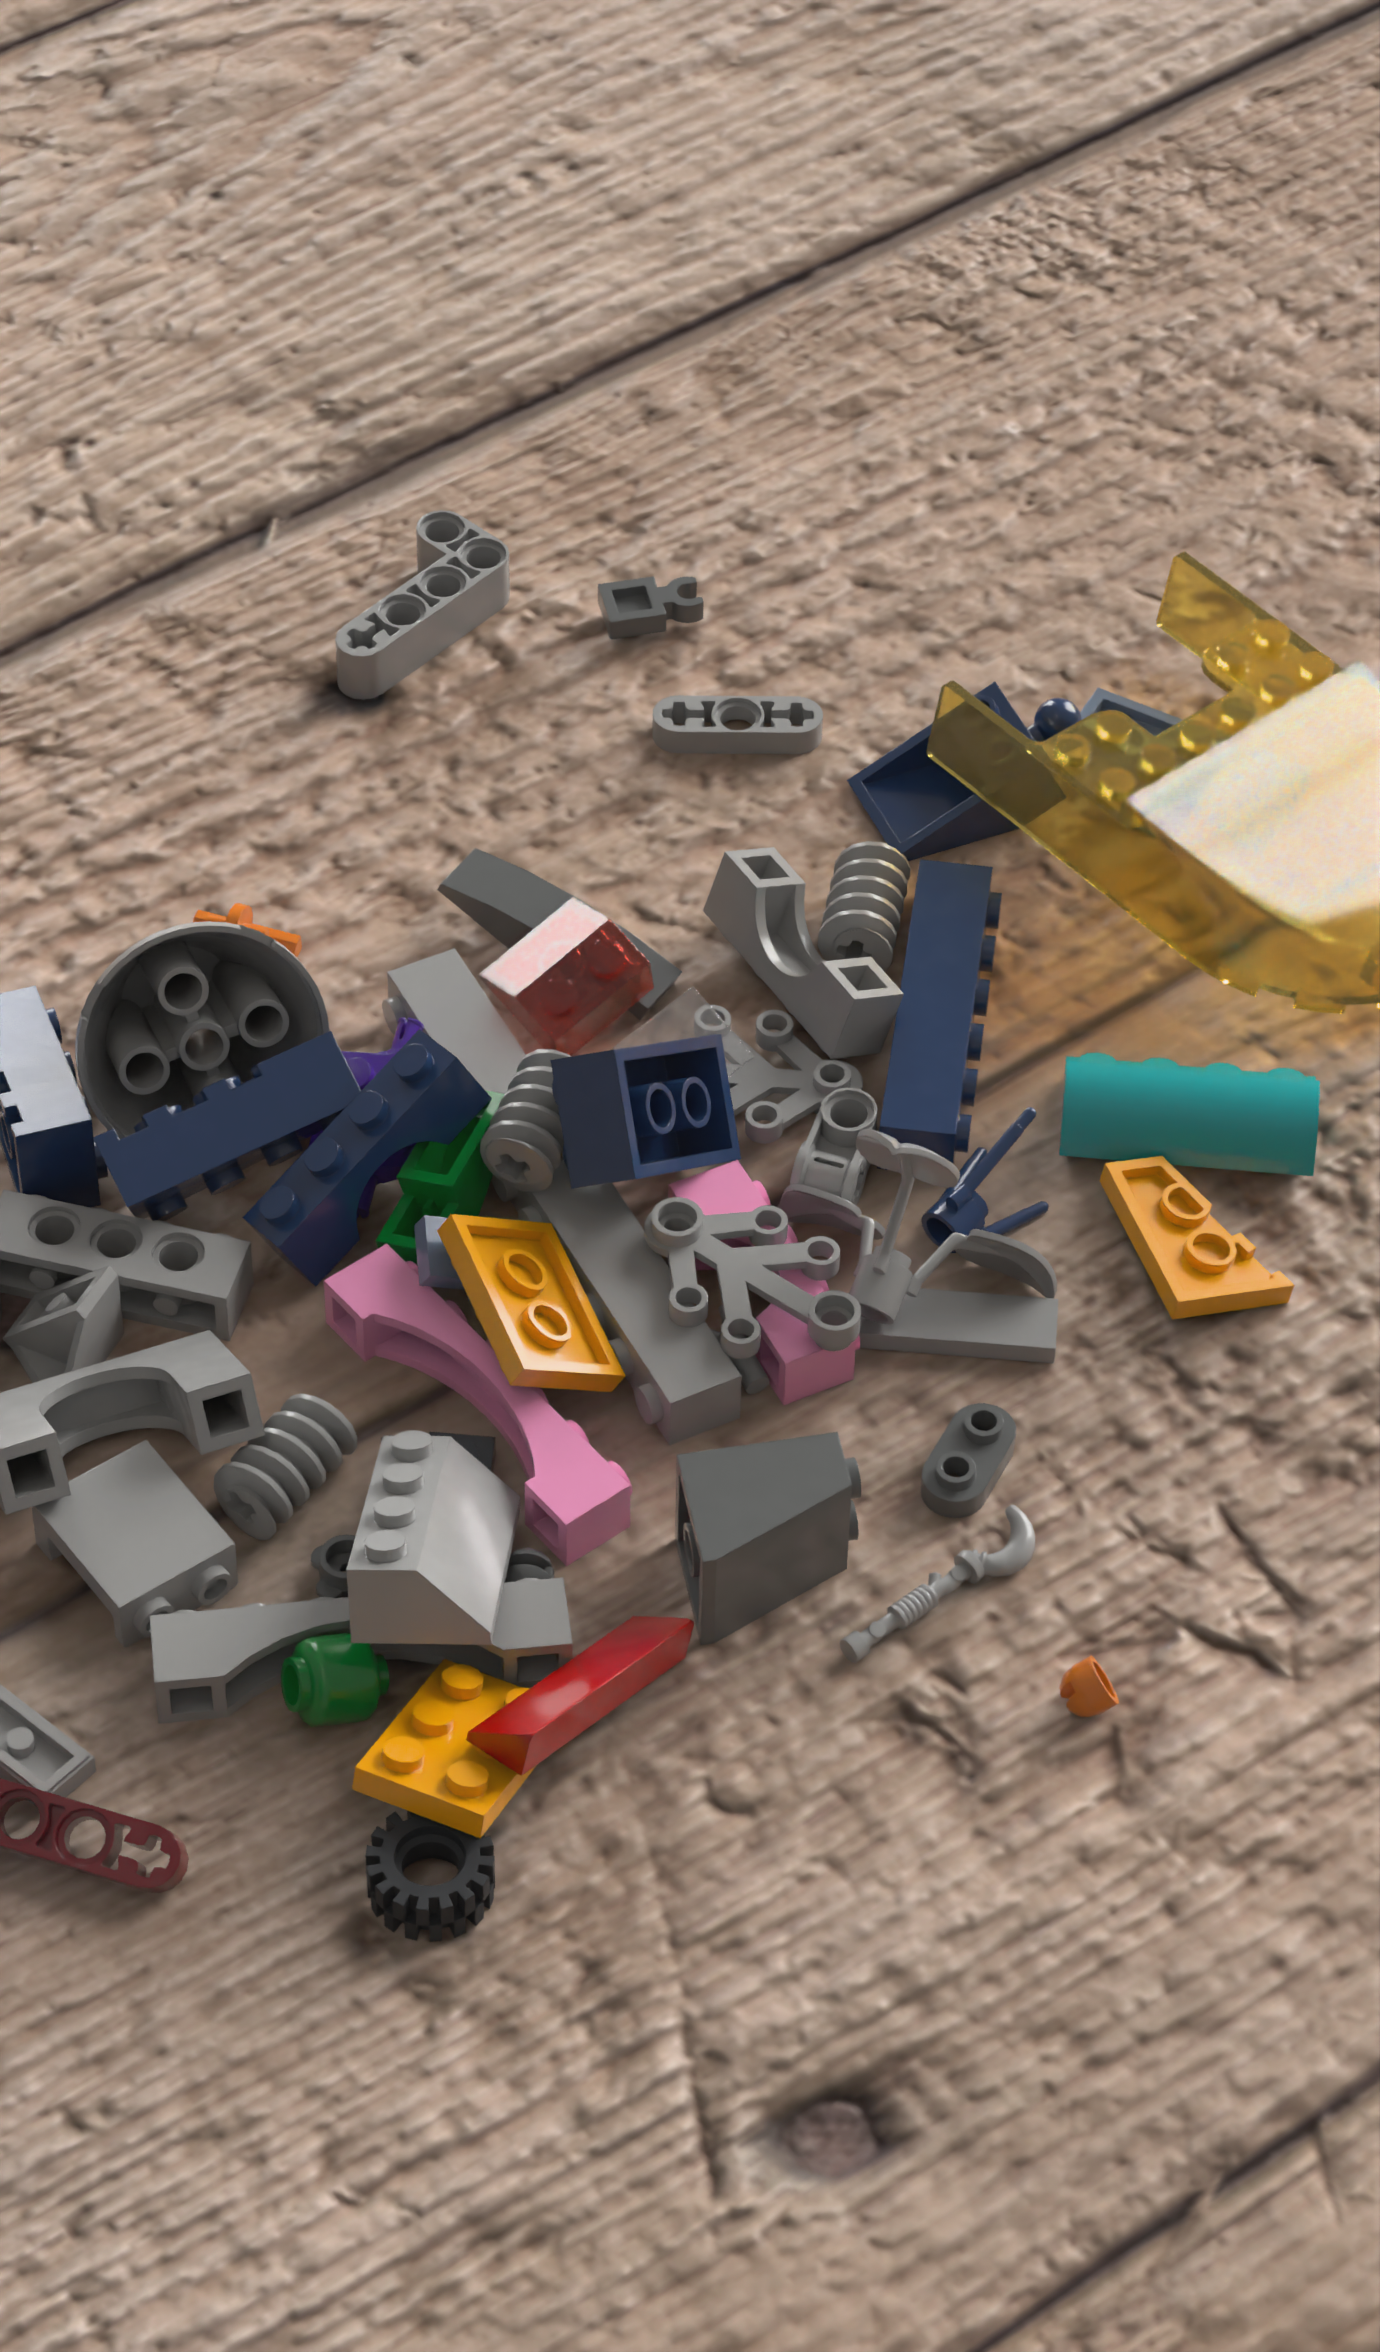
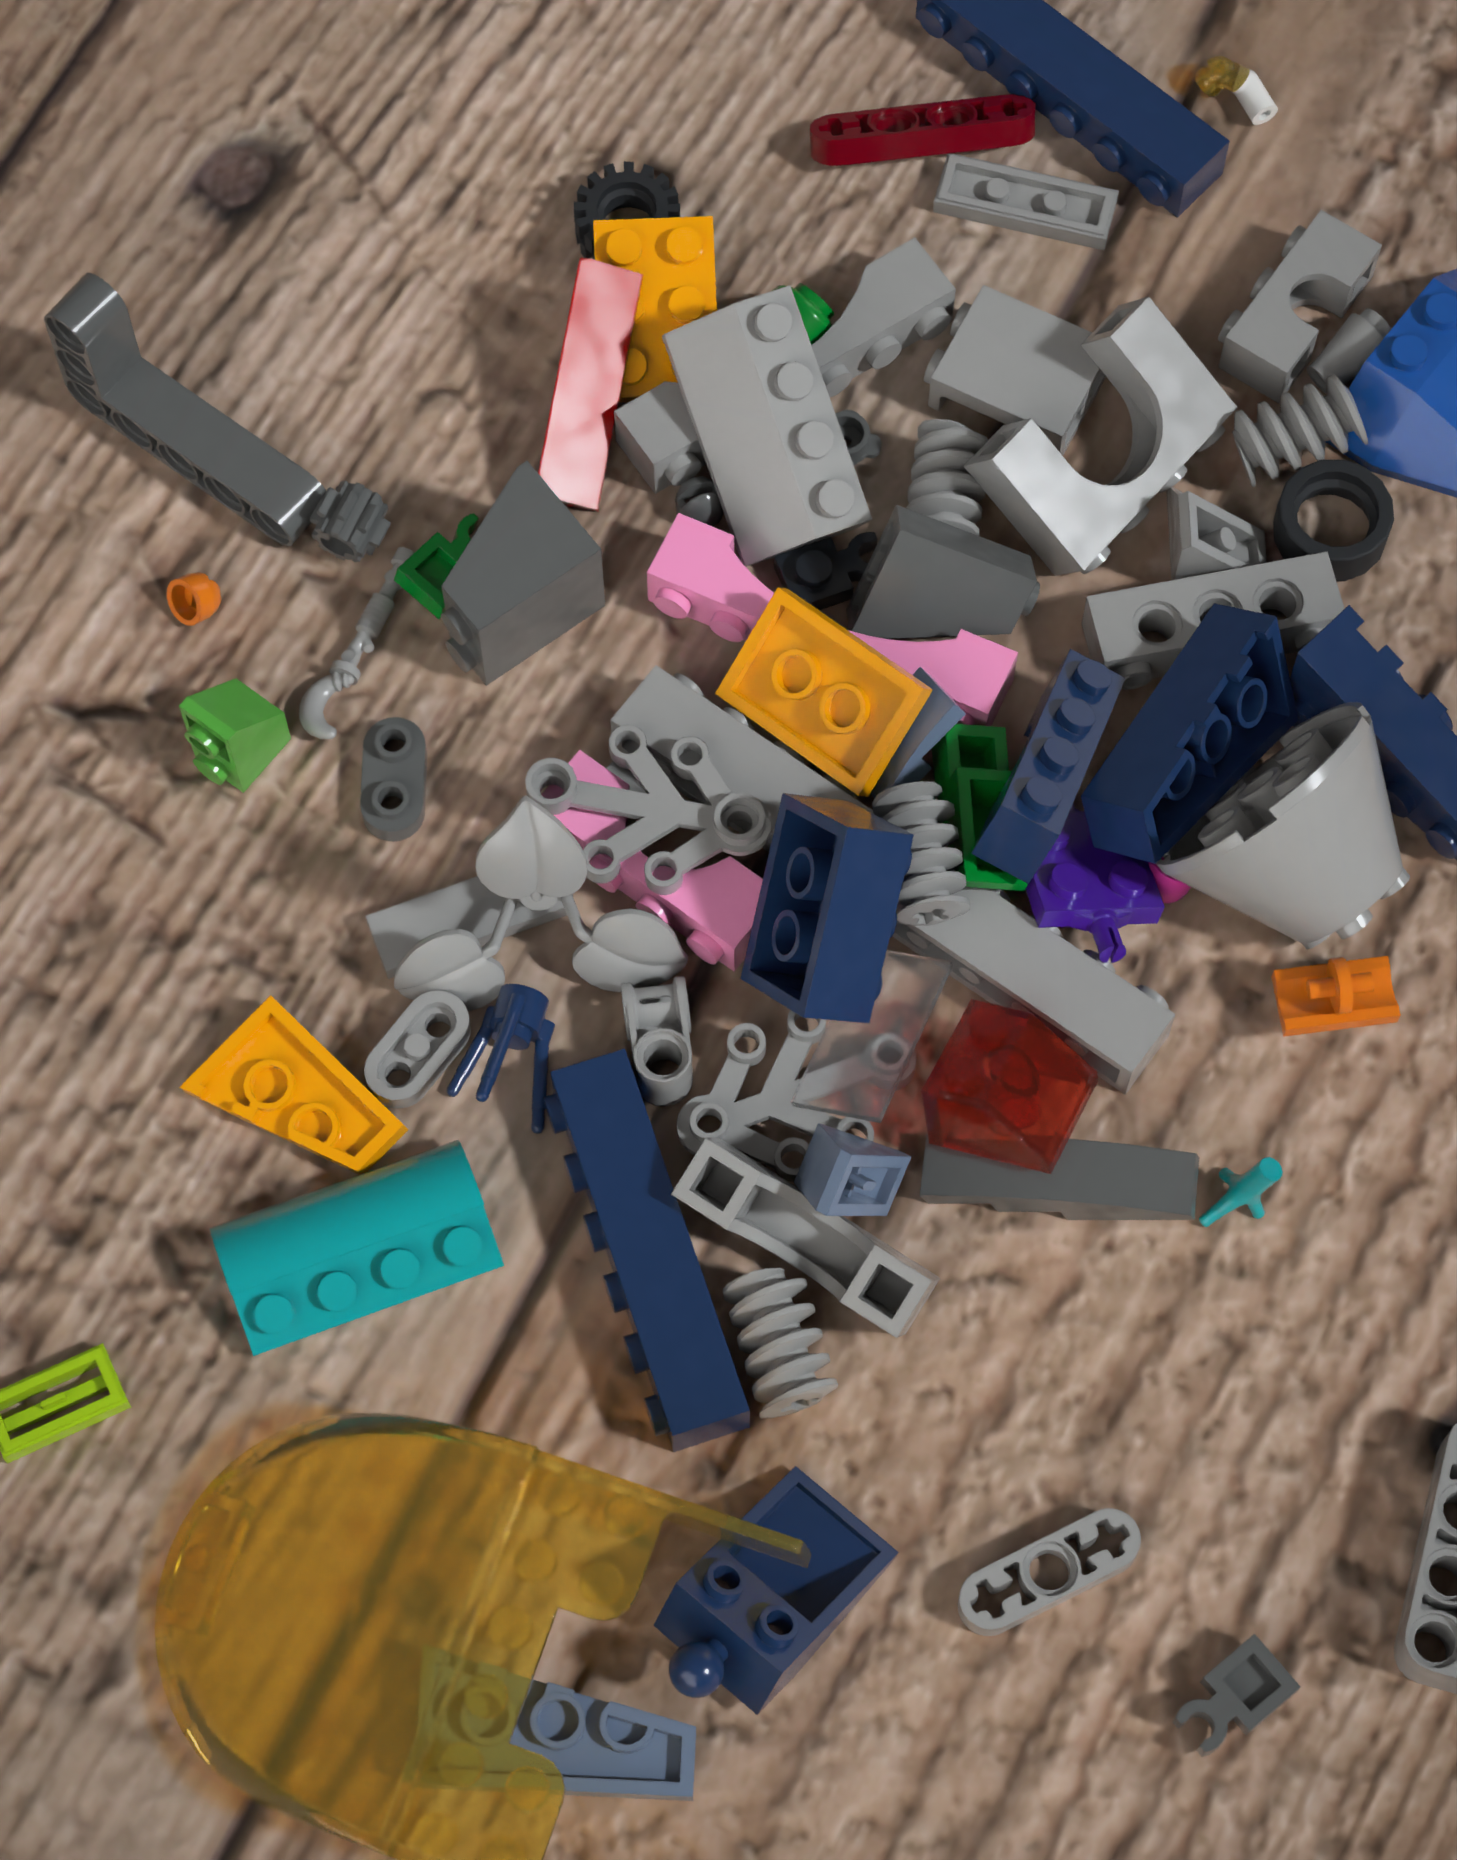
camera: 155 degrees right, 20 degrees up
(356, 1373) = (938, 581): none -> dark grey slope
(410, 865) = (1244, 1190): none -> teal bar
(746, 967) = (850, 1174): none -> sand blue slope
(819, 1605) = (431, 564): none -> green plate
(896, 1676) = (350, 521): none -> dark grey gear
(1058, 1223) = (415, 1051): none -> light grey plate
(1068, 1889) = (170, 422): none -> dark grey beam
(1110, 1518) = (233, 732): none -> bright green slope

